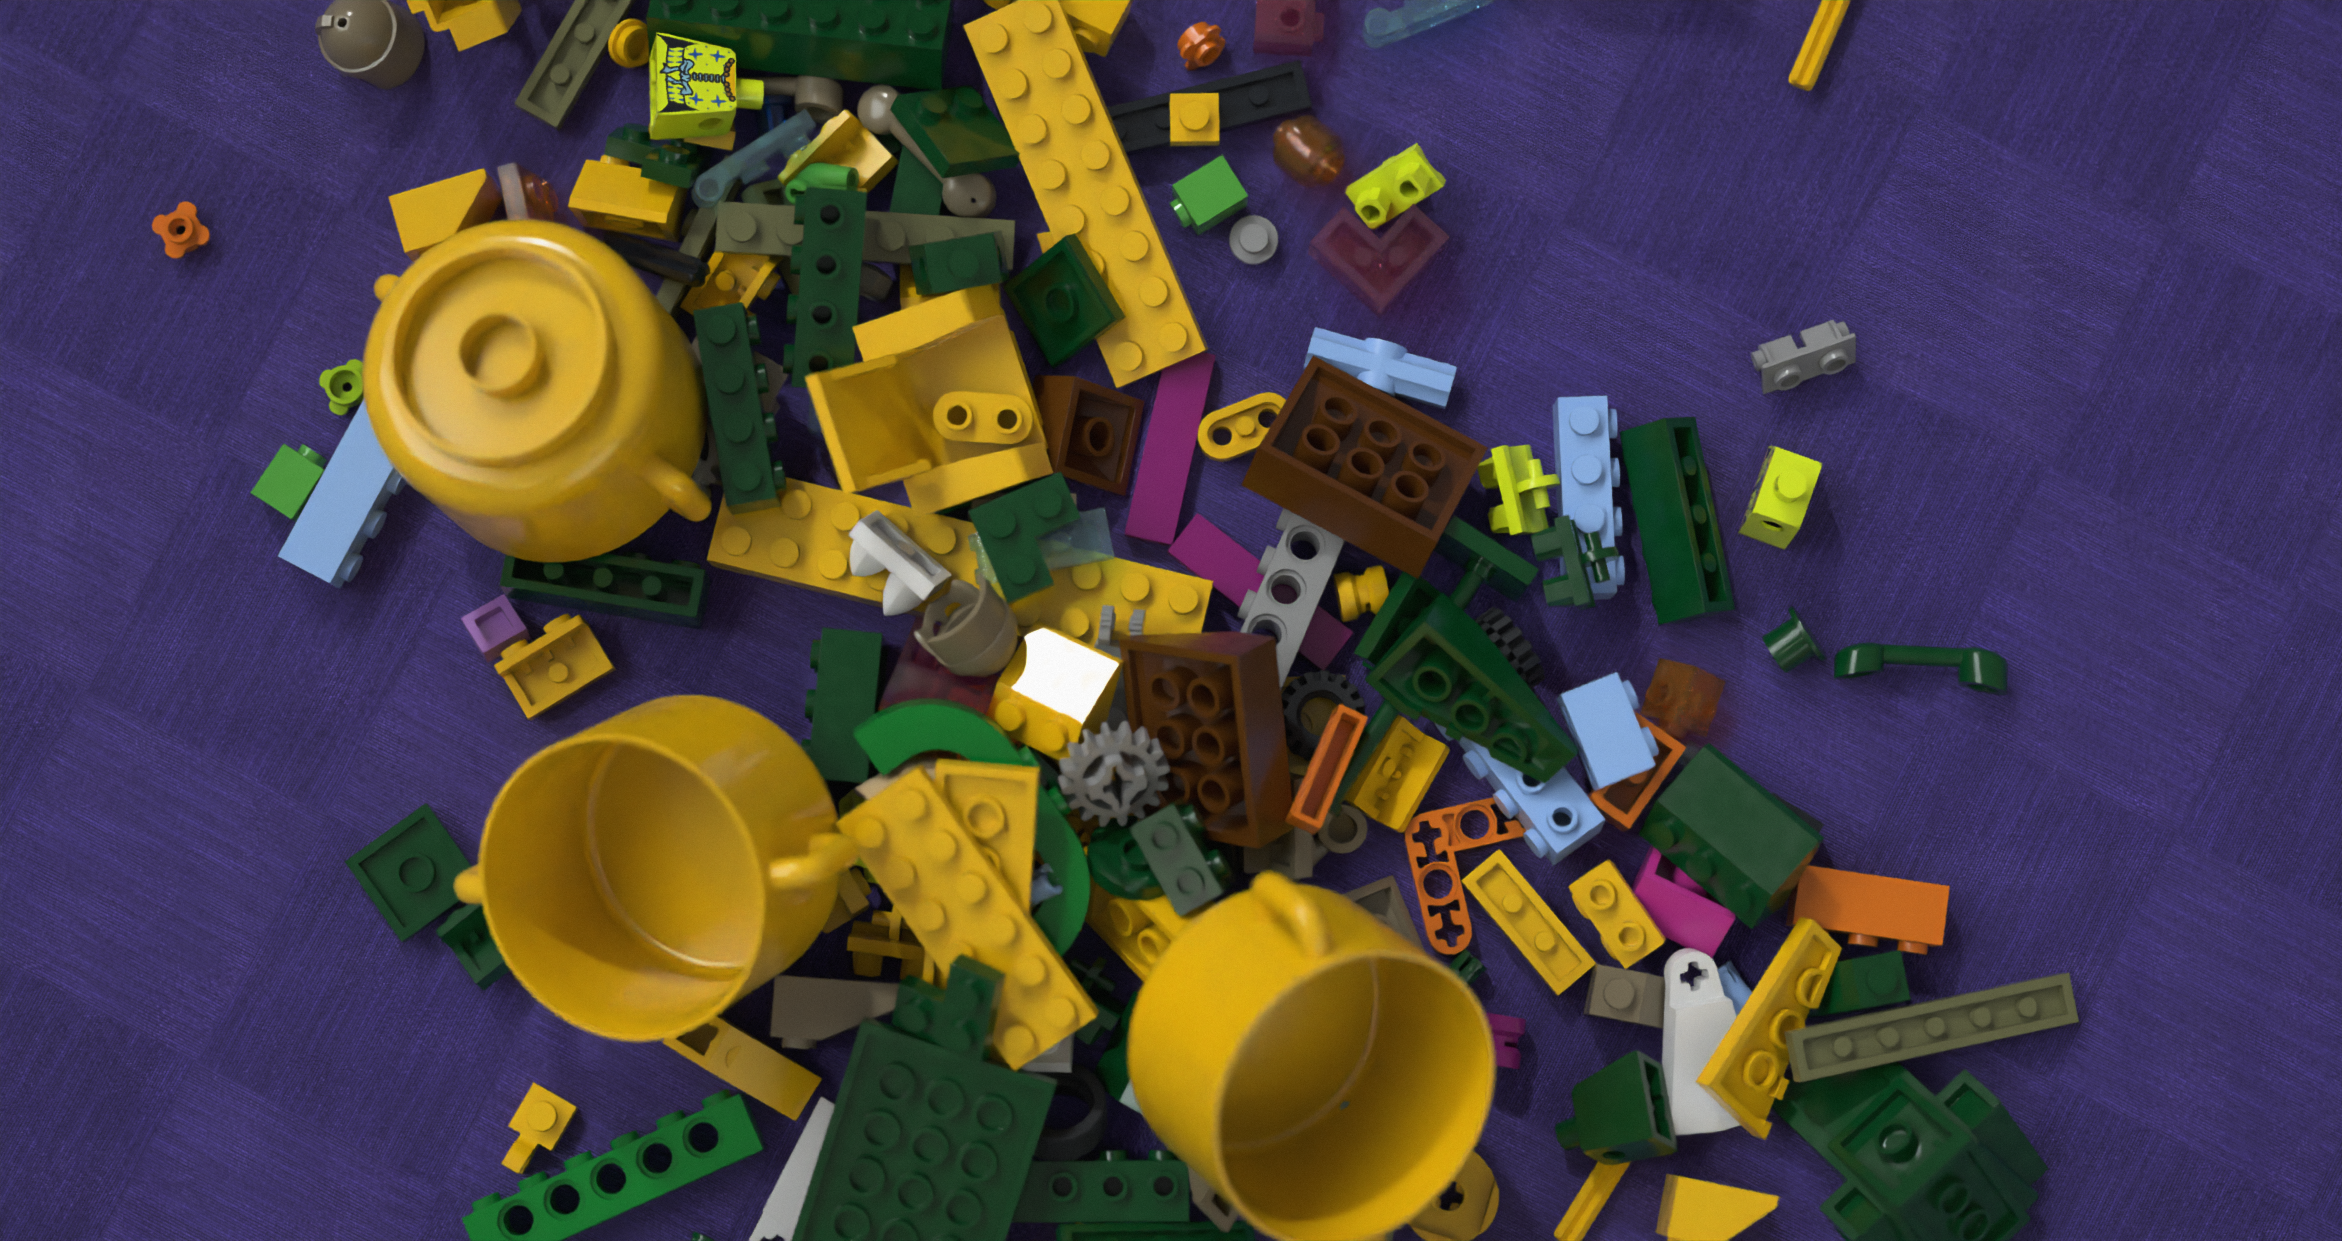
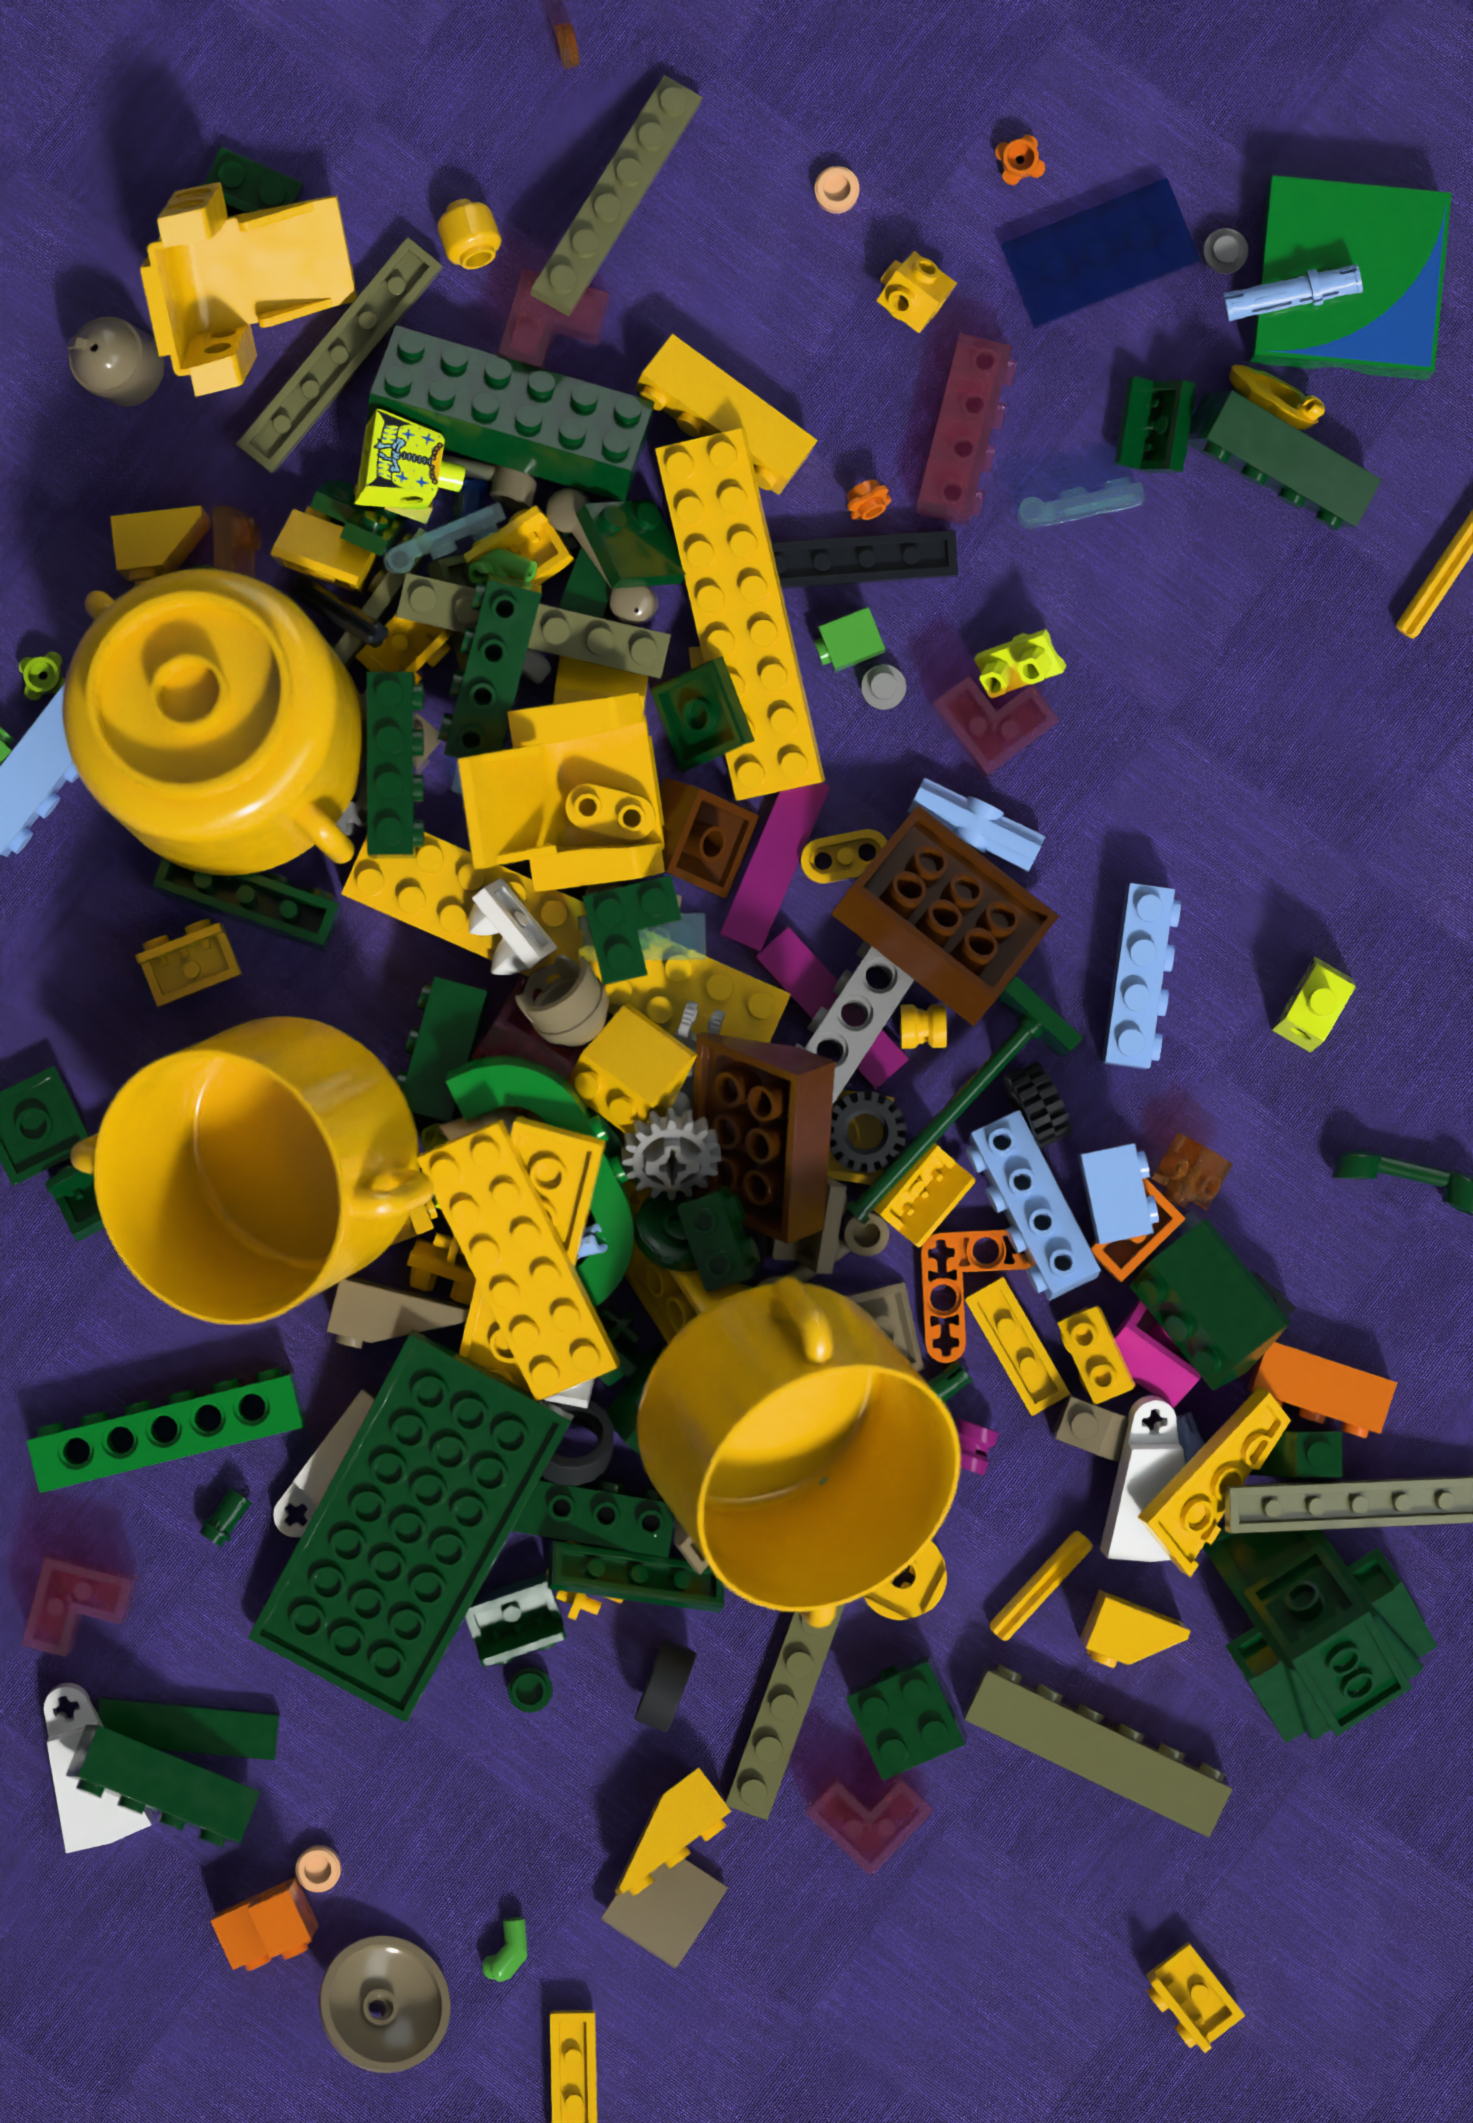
camera: 10 degrees right, 5 degrees up
(495, 627) = (141, 919): medium lavender plate -> none
(541, 1121) = (109, 1365): yellow plate -> none
(629, 43) = (350, 406): yellow plate -> none
(748, 1064) = (306, 1354): yellow slope -> none
(957, 1017) = (493, 1346): dark green plate -> none
(959, 263) = (613, 669): dark green torso -> none
(1194, 119) = (849, 569): yellow plate -> none
(1308, 151) = (947, 615): clear orange head -> none
(1326, 769) = (860, 1183): orange piece -> none
(1400, 609) = (951, 1063): dark green bracket -> none
(1463, 682) = (995, 1125): dark green wedge -> none
(1521, 489) = (1082, 958): neon yellow hips -> none
(1564, 542) = (1111, 1017): dark green hips -> none
(1621, 1113) = (1067, 1530): dark green torso -> none
(1676, 520) = (1217, 1011): dark green brick -> none
(1793, 642) = (1301, 1139): dark green piece -> none
(1826, 350) = (1381, 881): light grey hinge -> none

